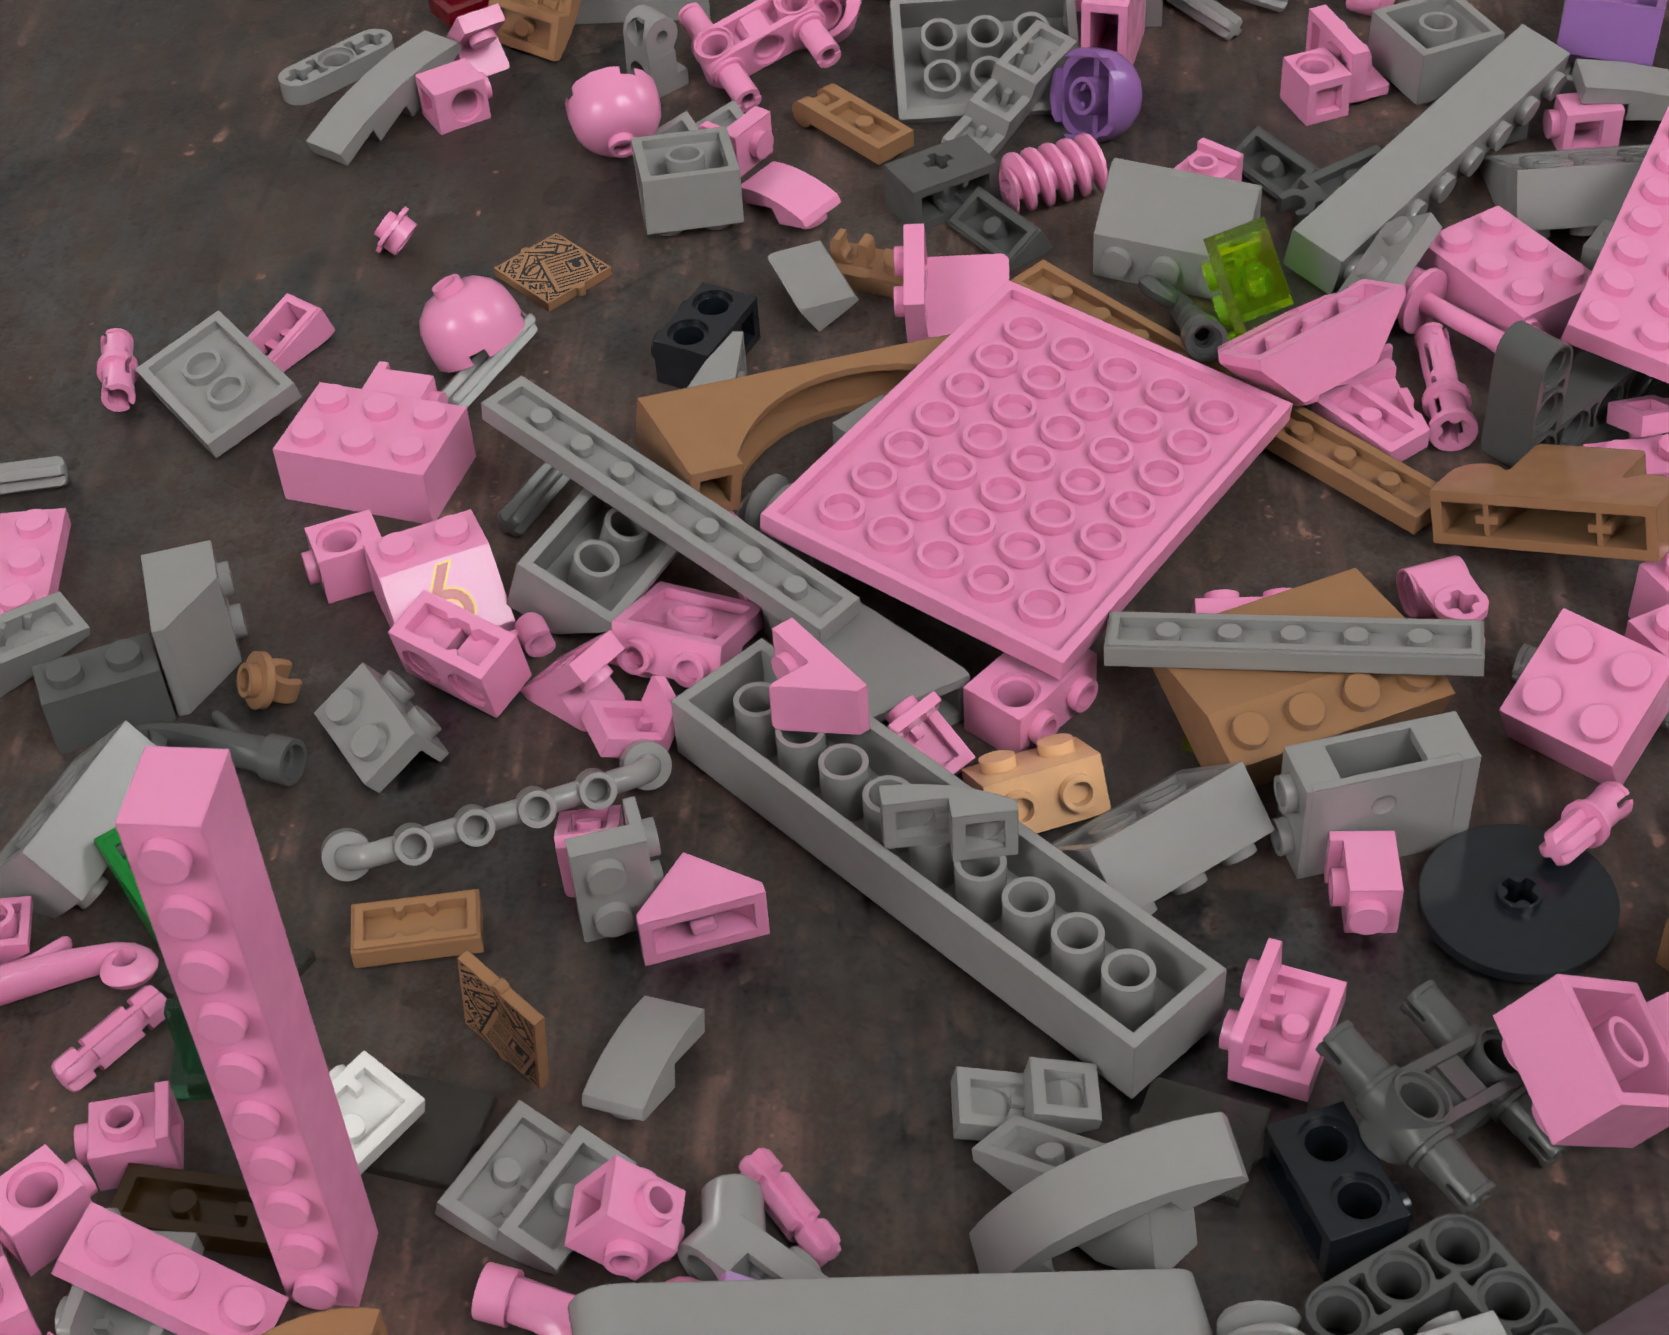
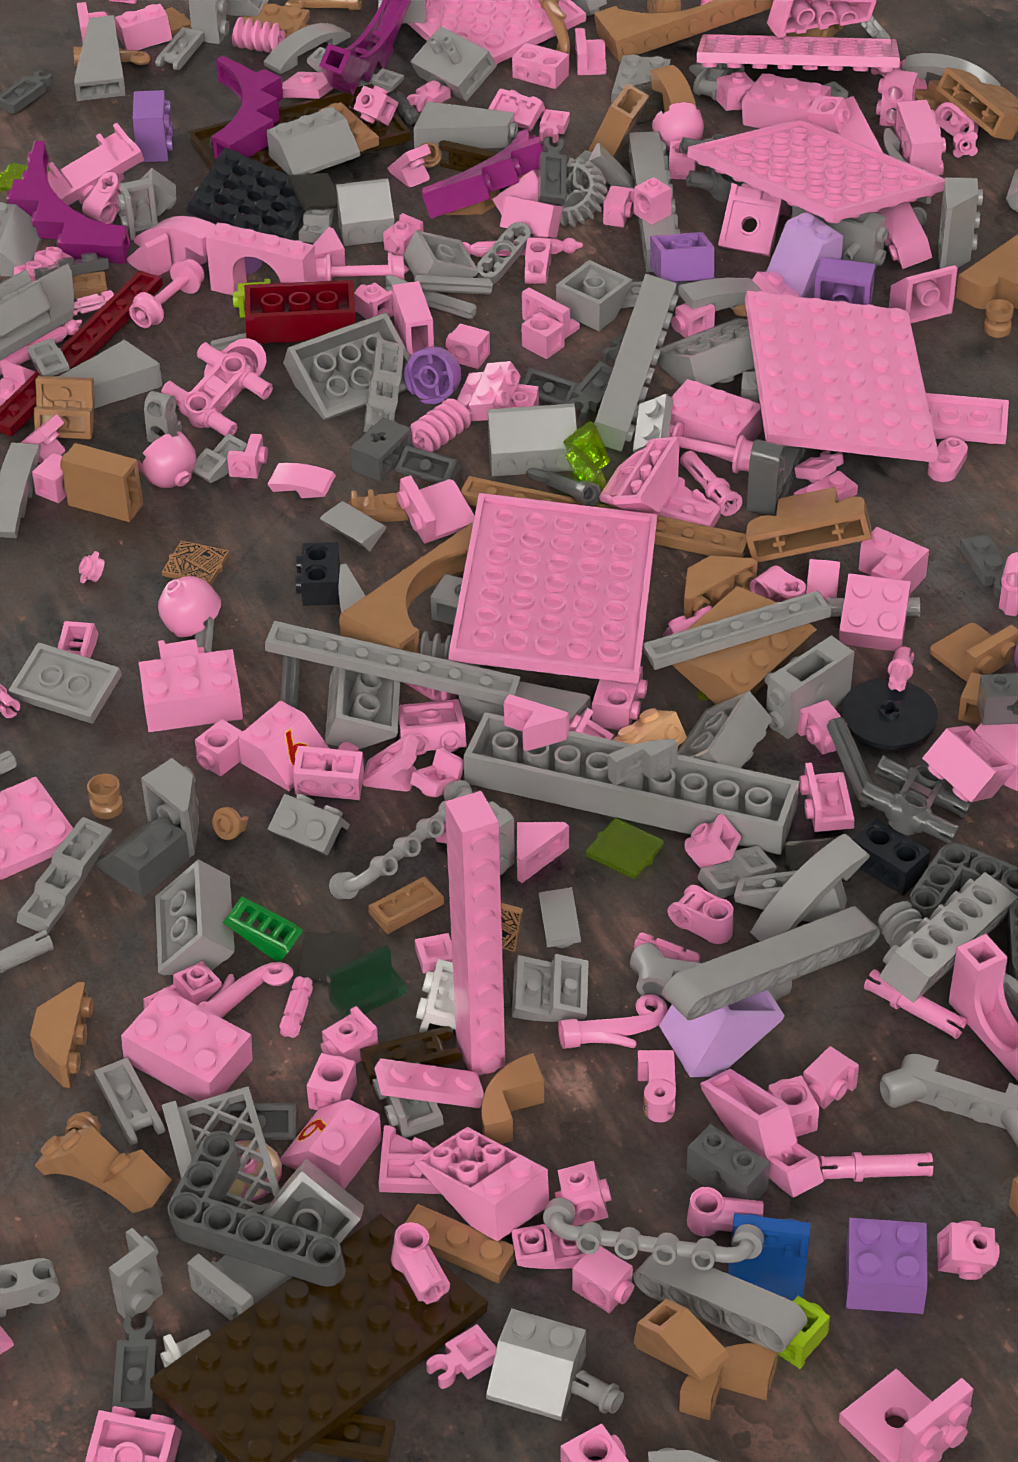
camera: 30 degrees left, 0 degrees up
(120, 568) = (105, 796): none -> medium nougat wheel
(273, 757) = (240, 859): dark grey plant -> none
(408, 1034) = (433, 948): none -> bright pink plate
(495, 115) = (102, 482): none -> medium nougat brick
(626, 1218) = (608, 979): bright pink brick -> none
(688, 181) = (243, 488): light grey slope -> none
(854, 123) = (303, 427): medium nougat plate -> none
(862, 973) = (625, 848): none -> clear neon green piece
(901, 1164) = (705, 914): none -> bright pink piece
(998, 1016) = (713, 842): none -> bright pink brick
(1166, 133) = (489, 389): none -> bright pink plate
(1186, 72) = (469, 345): none -> bright pink brick
(1333, 540) = (714, 579): none -> medium nougat slope
(1373, 959) = (849, 756): none -> dark grey axle
(1532, 609) = (823, 577): none -> bright pink slope

